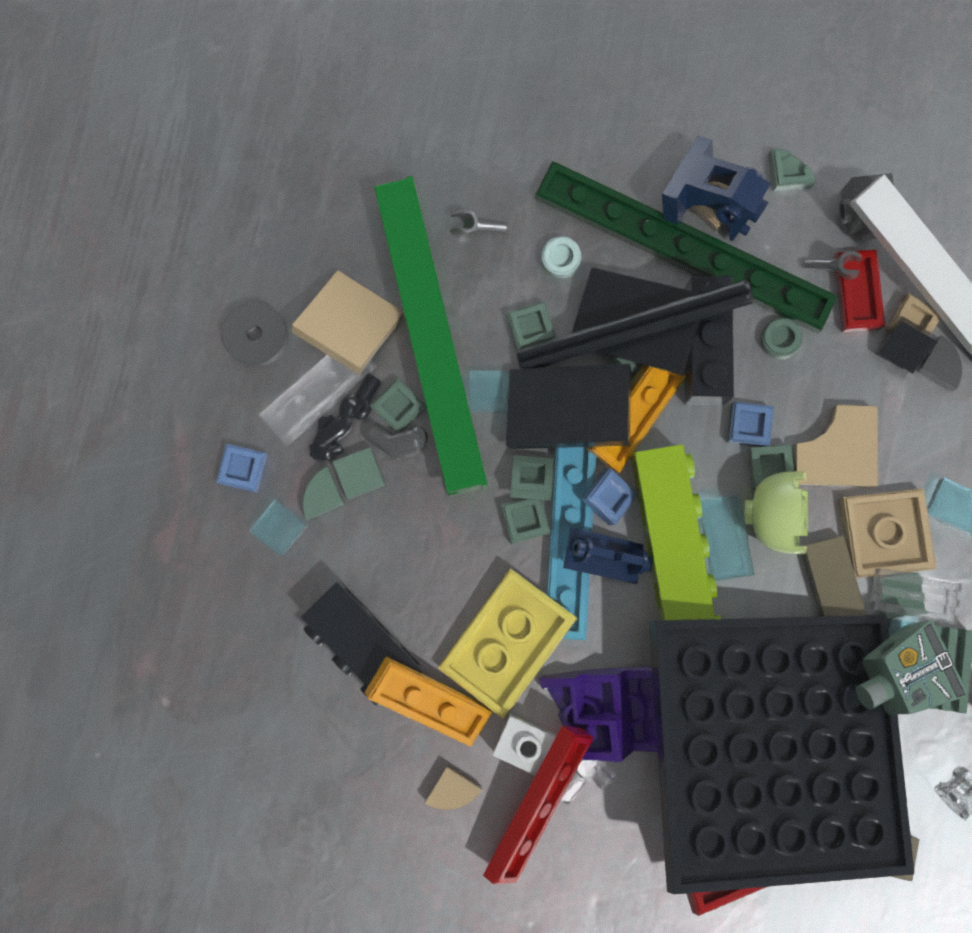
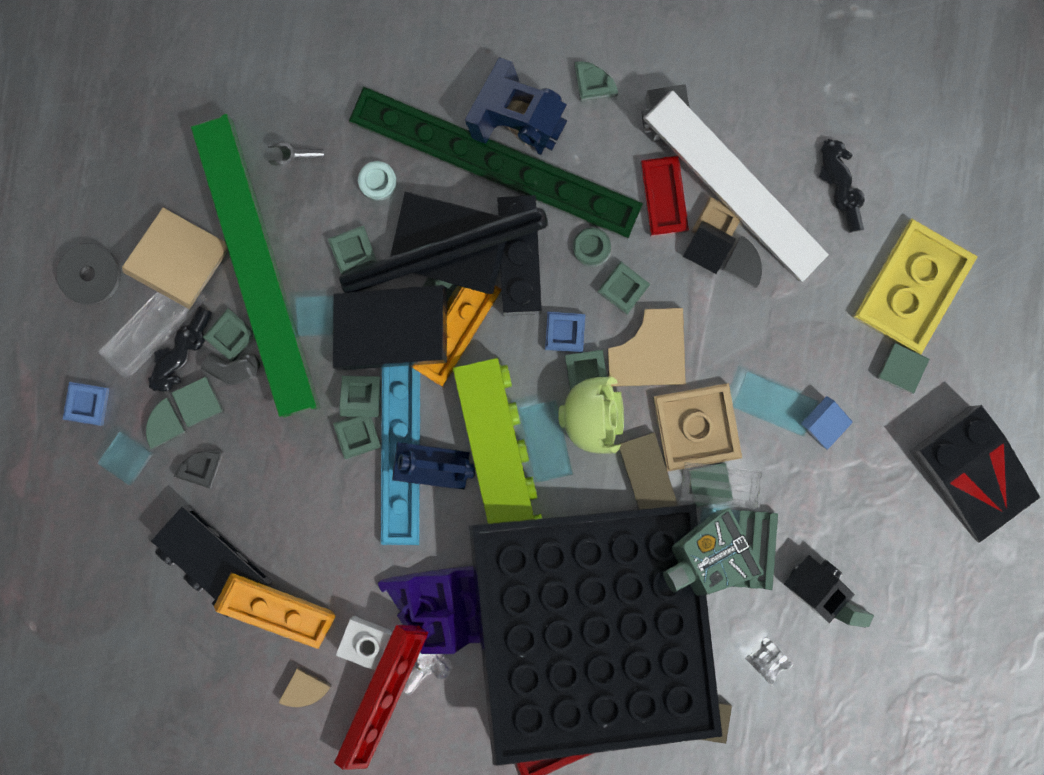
camera: 10 degrees left, 5 degrees up
(357, 543) = (200, 468): none -> dark grey tile
(507, 643) = (346, 552): light yellow tile -> none
(609, 496) = (434, 409): medium blue tile -> none
(813, 382) = (623, 288): none -> sand green tile
(836, 264) = (637, 174): flat silver hand -> none

